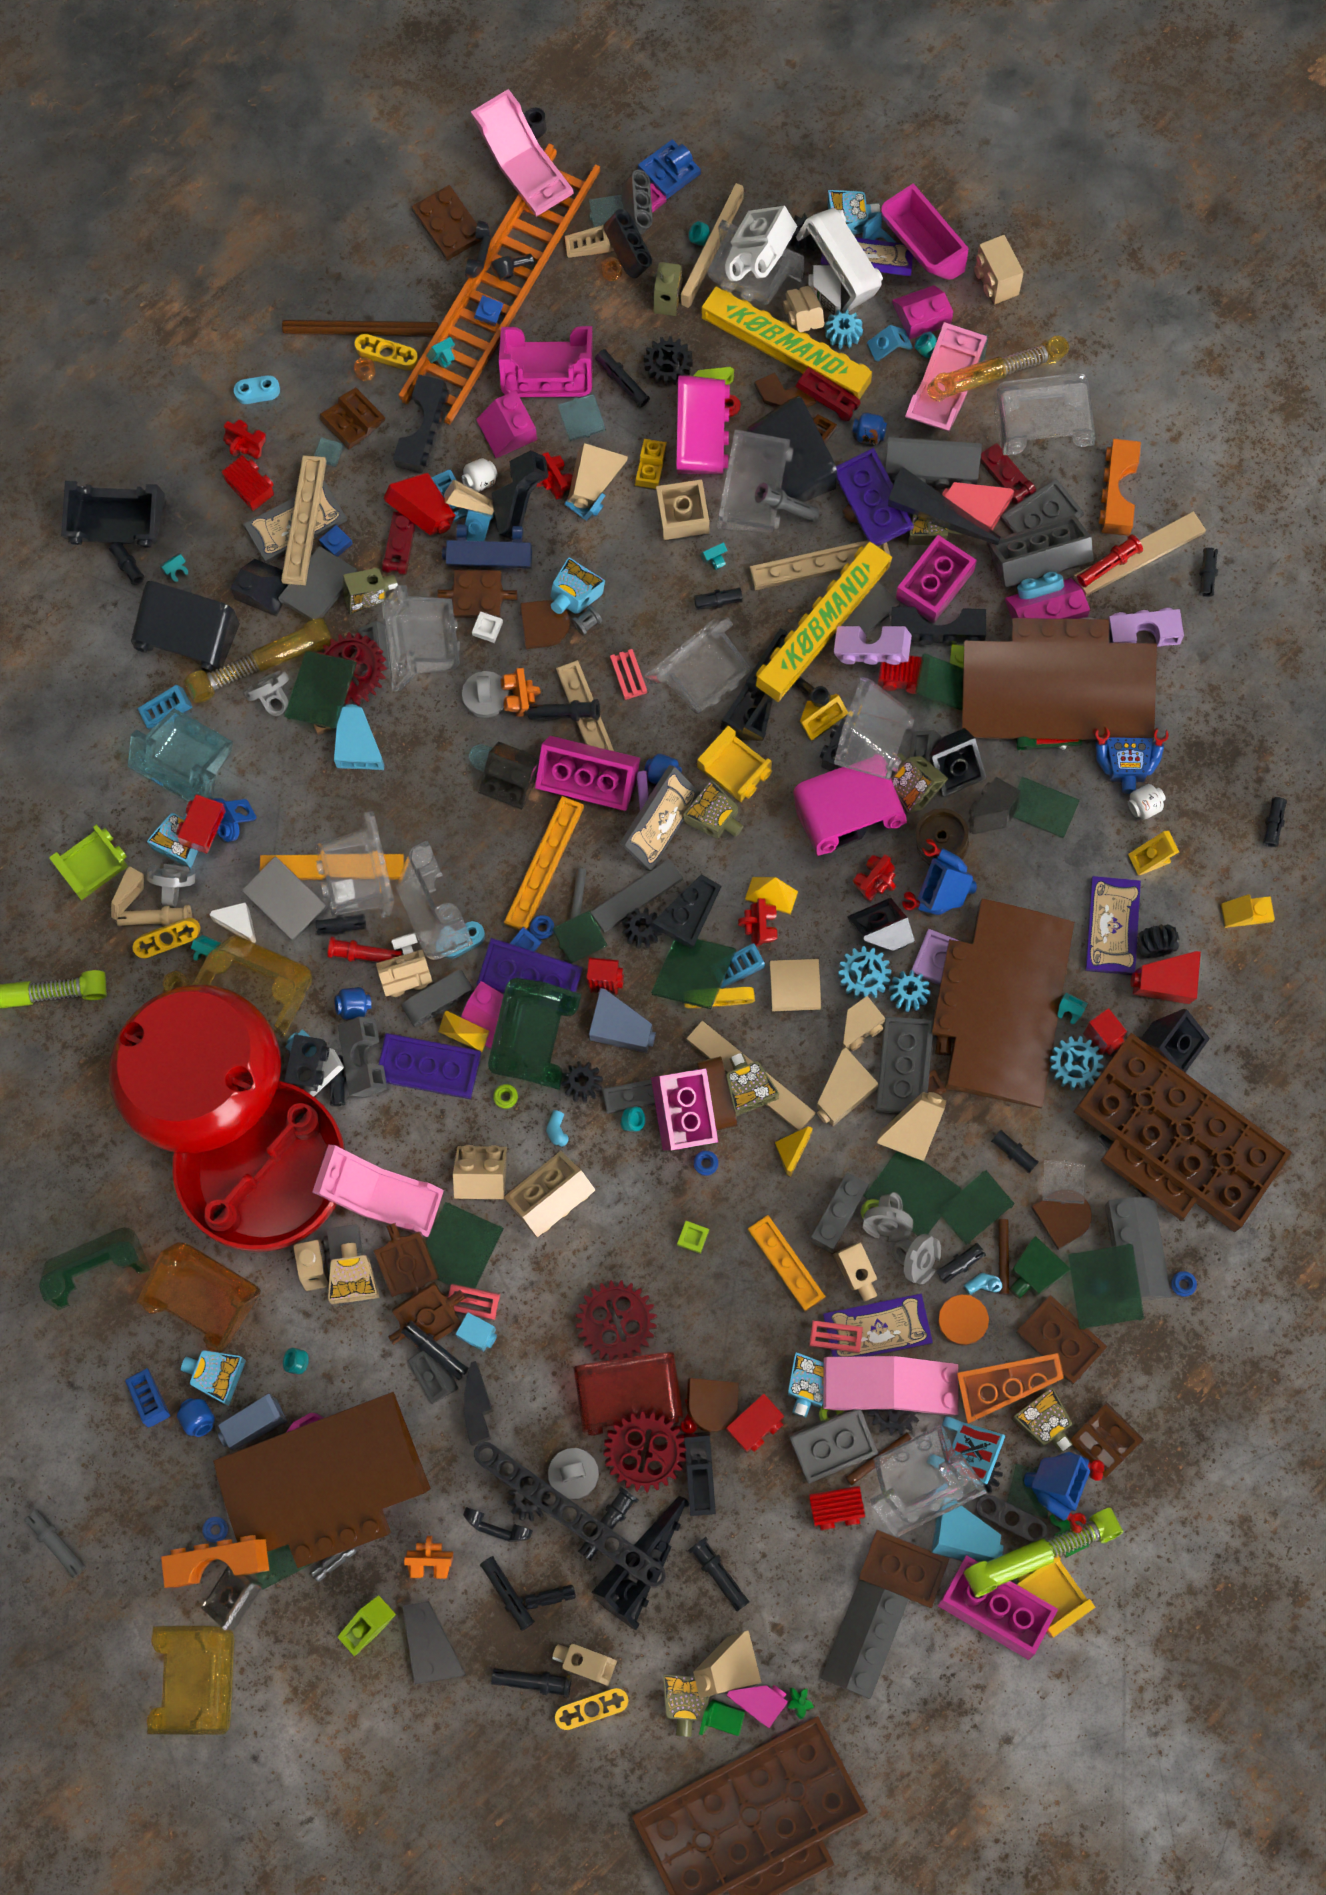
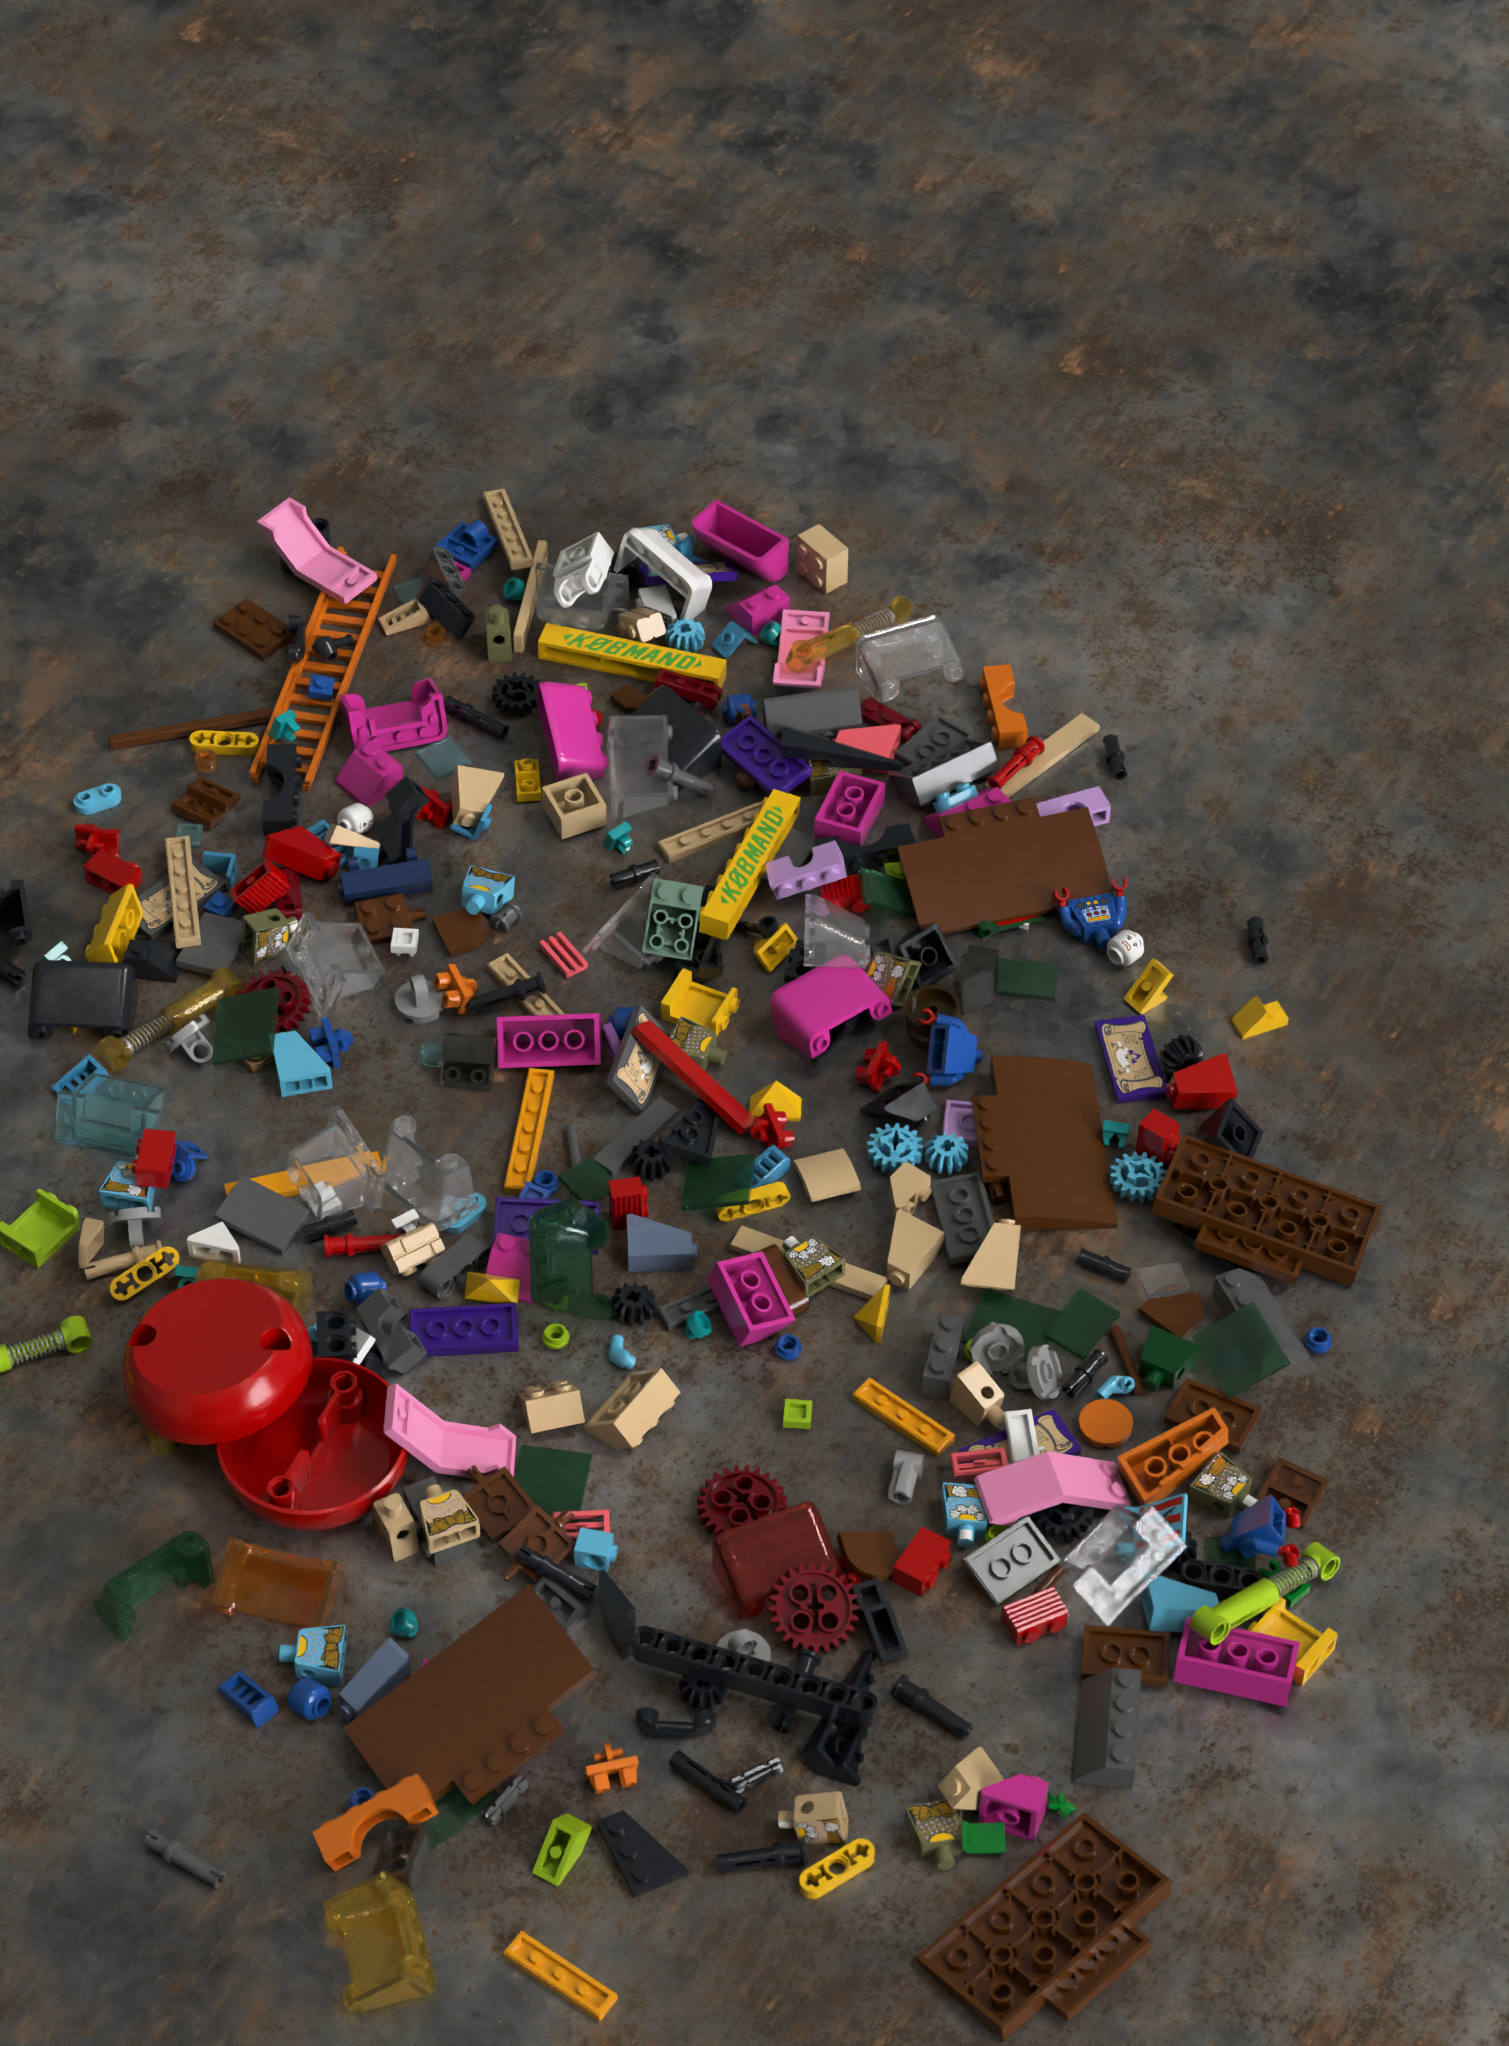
camera: 20 degrees left, 25 degrees down
(231, 553) = (116, 927): none -> yellow slope
(332, 1745) = (560, 1976): none -> light orange tile
(350, 494) = (222, 863): none -> dark azure bracket
(371, 538) = (260, 888): none -> red brick
(390, 714) = (333, 1042): none -> blue hips
(703, 852) = (694, 1076): none -> red tile
(712, 160) = (508, 529): none -> tan tile
(731, 672) = (671, 919): none -> sand green slope
(770, 1324) = (905, 1471): none -> light grey piece
(881, 1322) = (1021, 1434): none -> white tile

